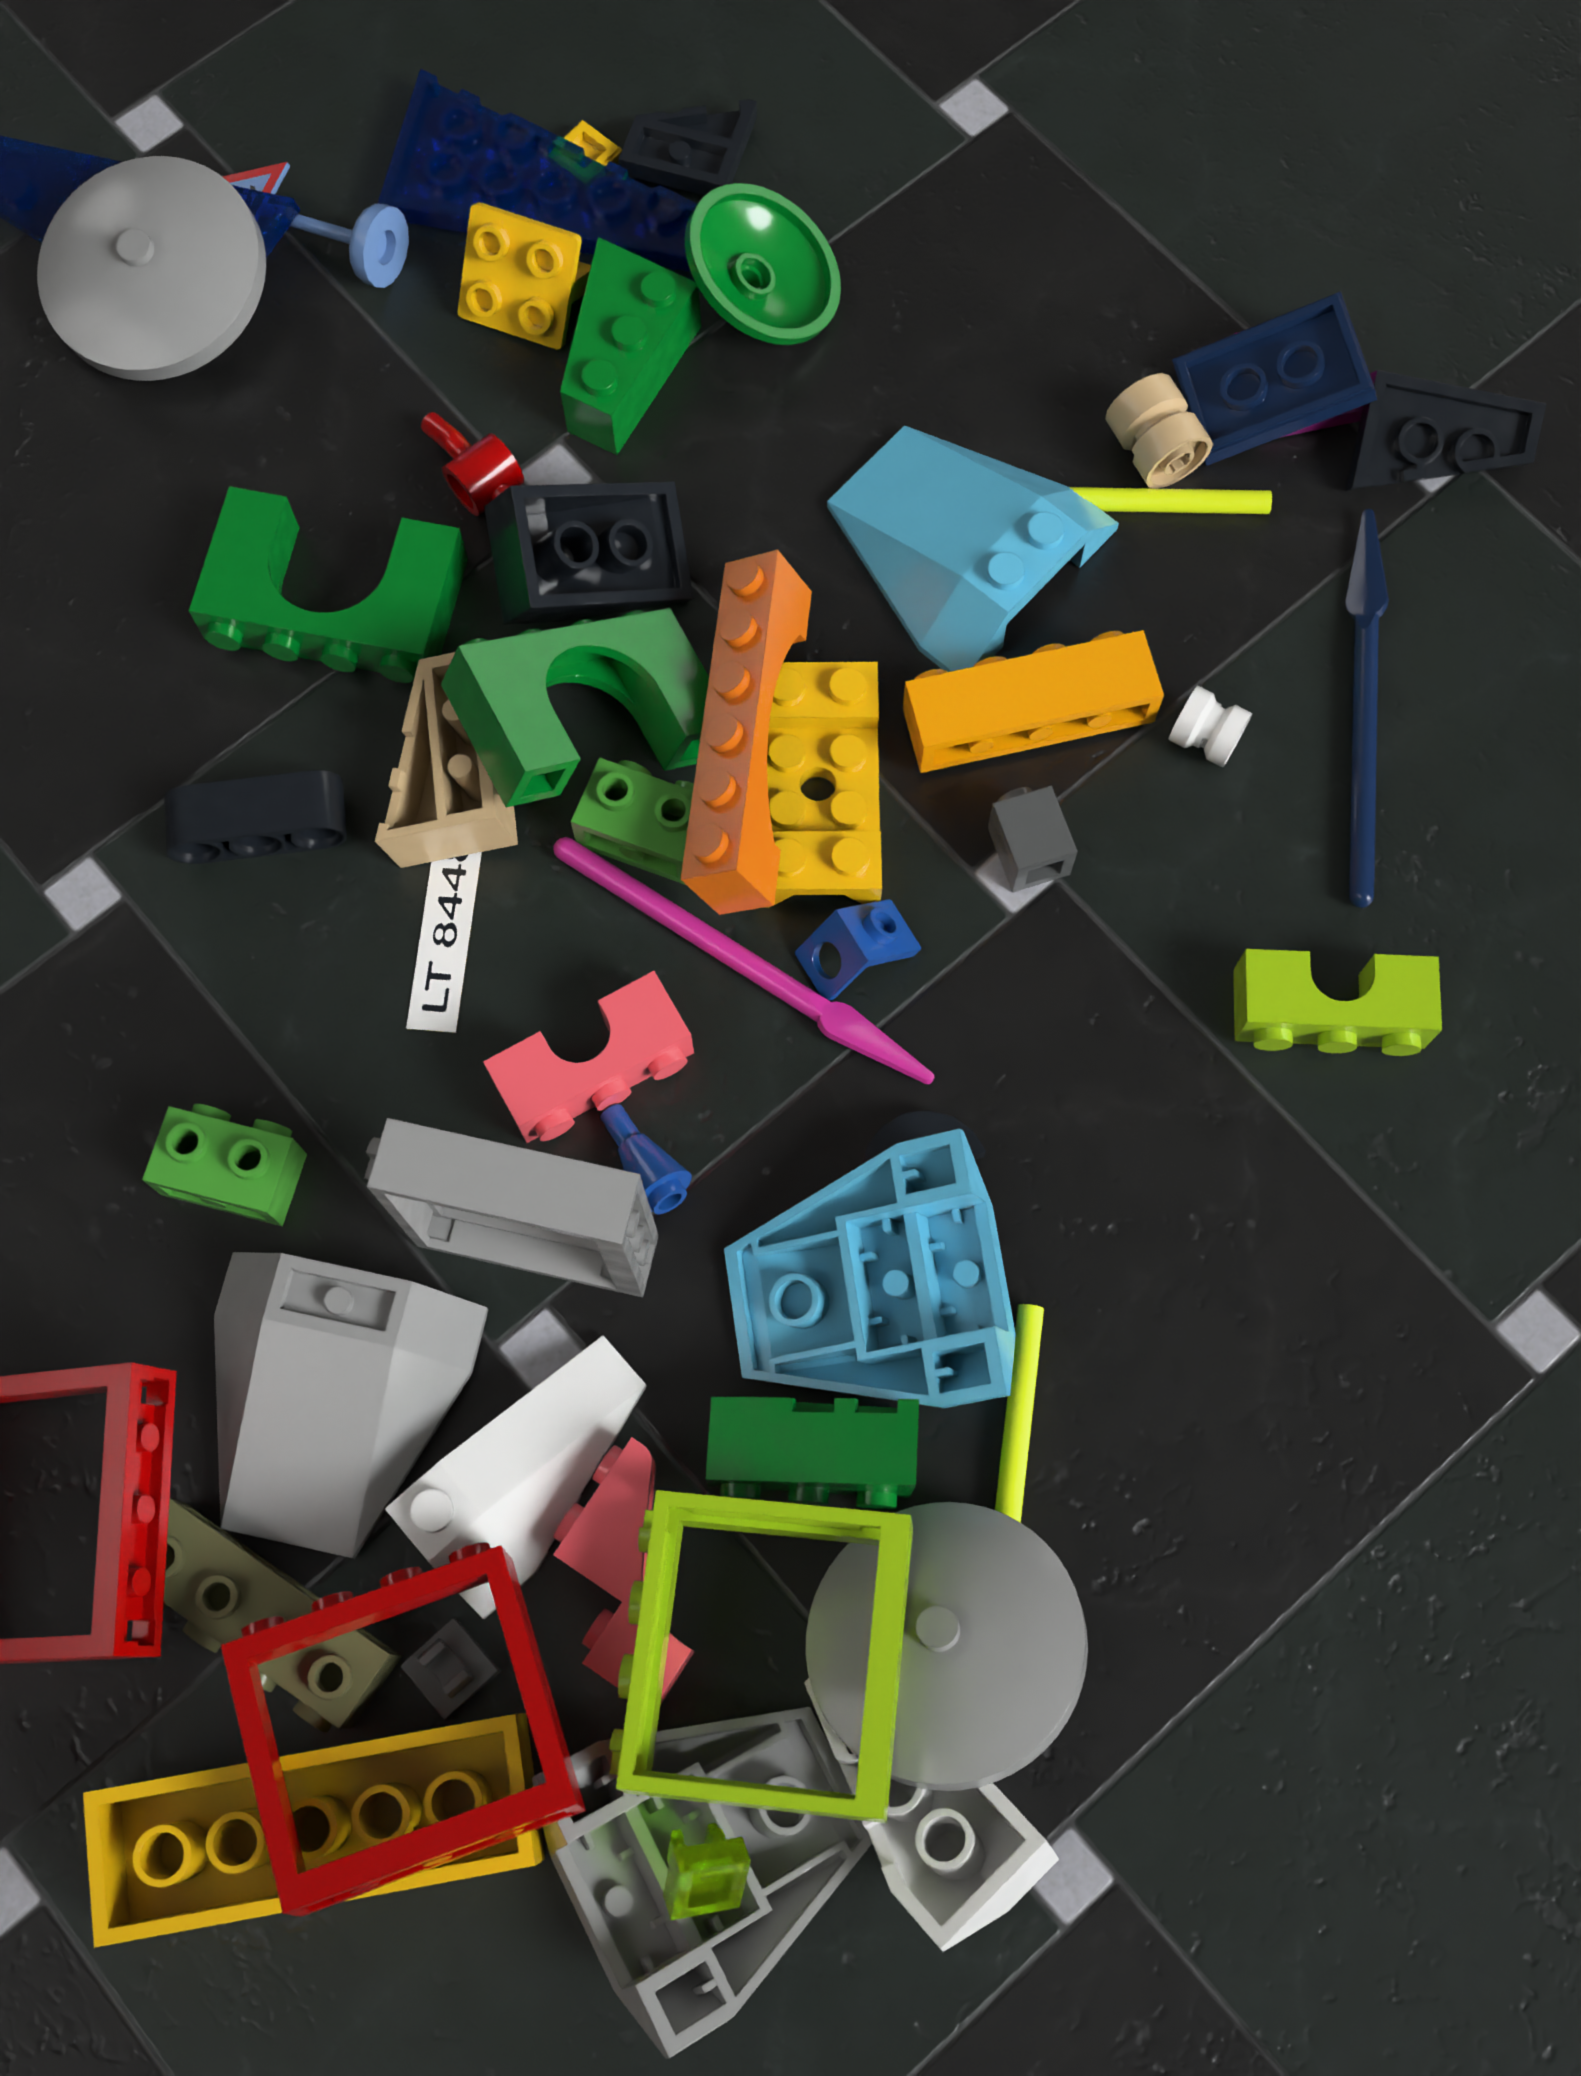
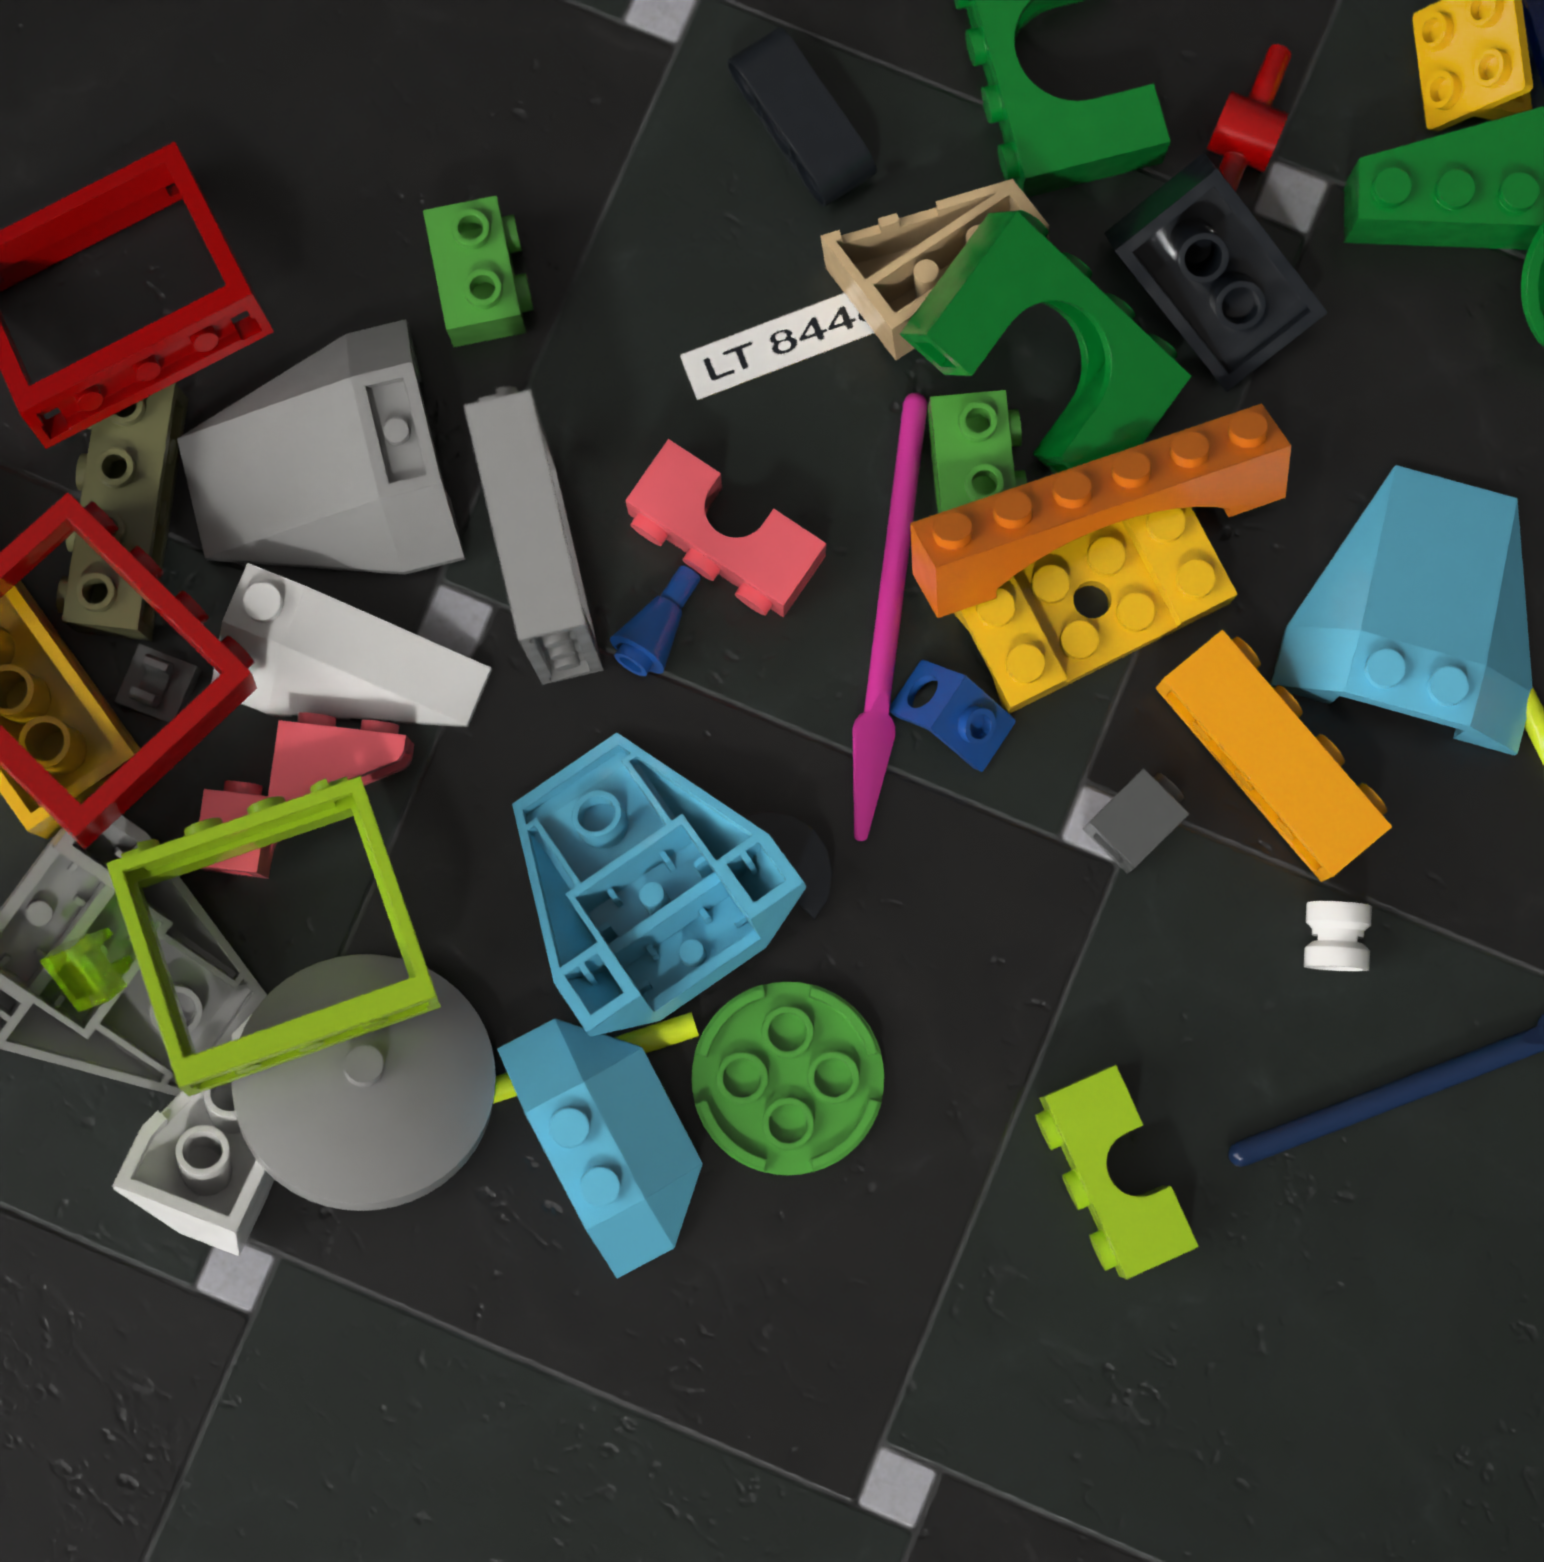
camera: 65 degrees right, 10 degrees up
(813, 1449) = (472, 892): green wedge -> none
(1102, 1434) = (607, 1137): none -> medium azure wedge
(1119, 1248) = (787, 1078): none -> bright green tile

